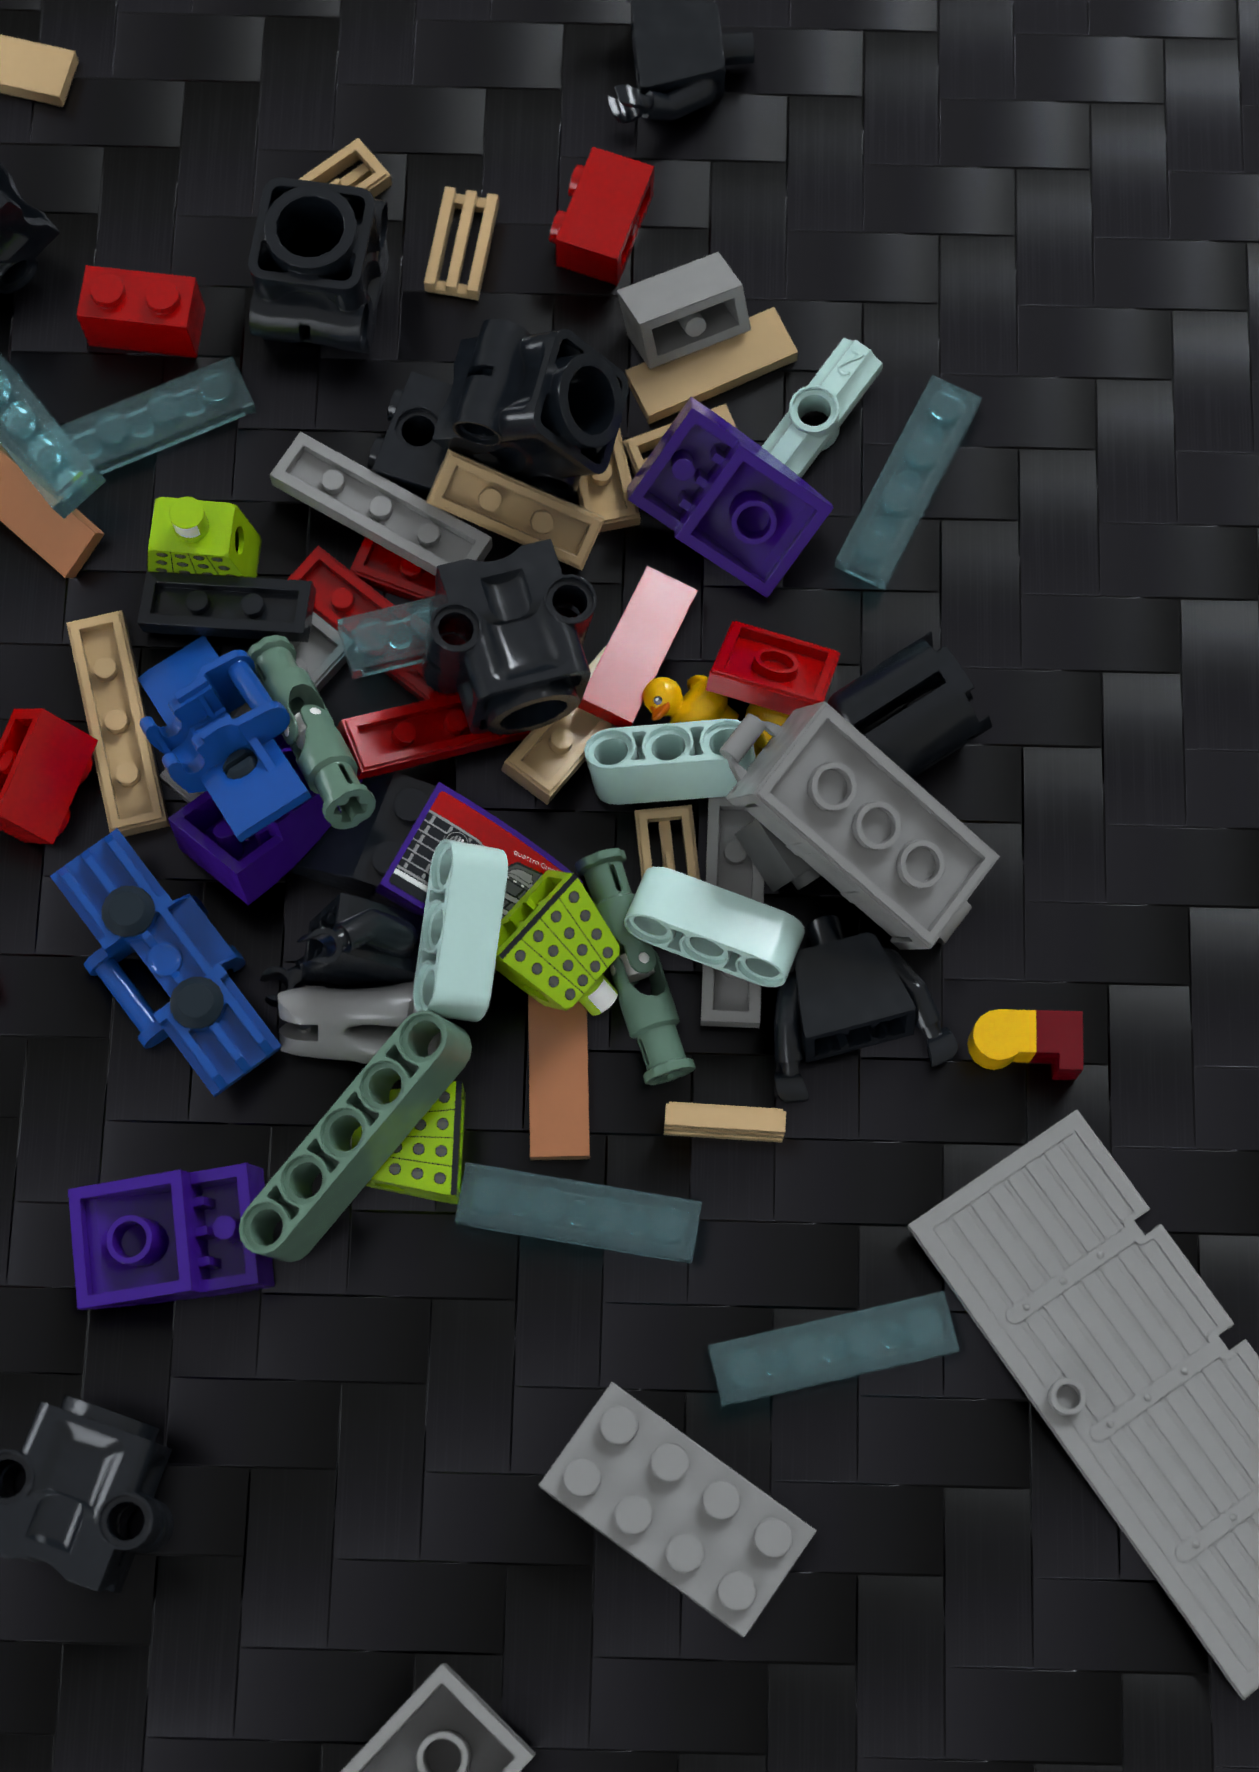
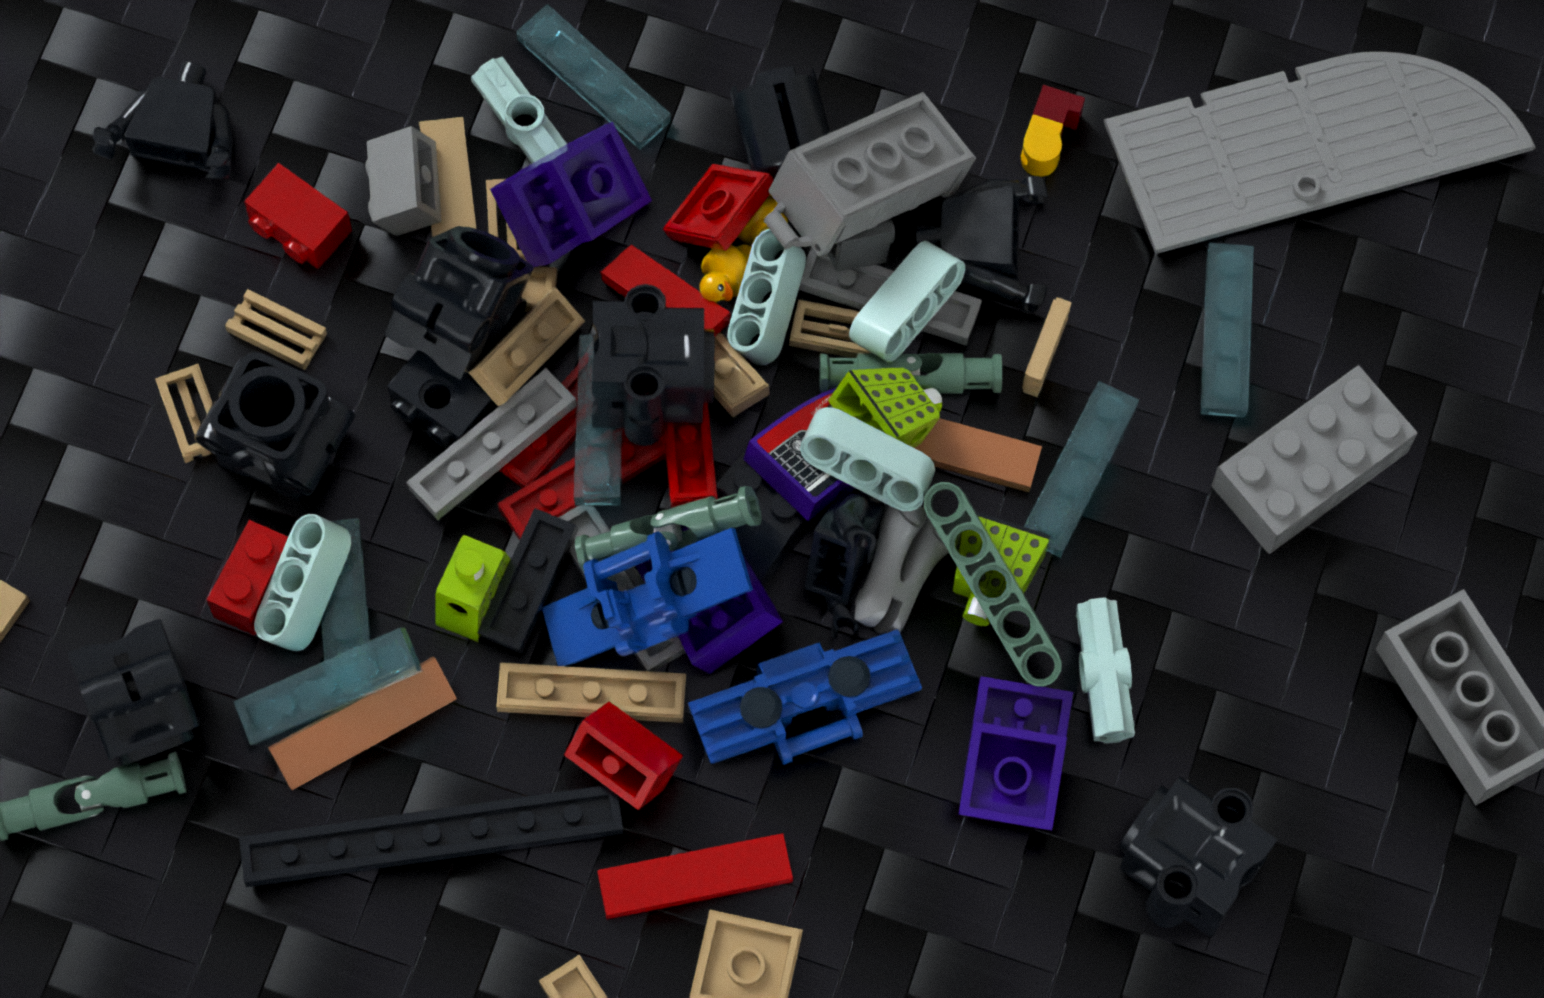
camera: 75 degrees left, 5 degrees down
(143, 361) = (302, 582): none -> light aqua beam
(309, 1318) = (1105, 670): none -> light aqua piece

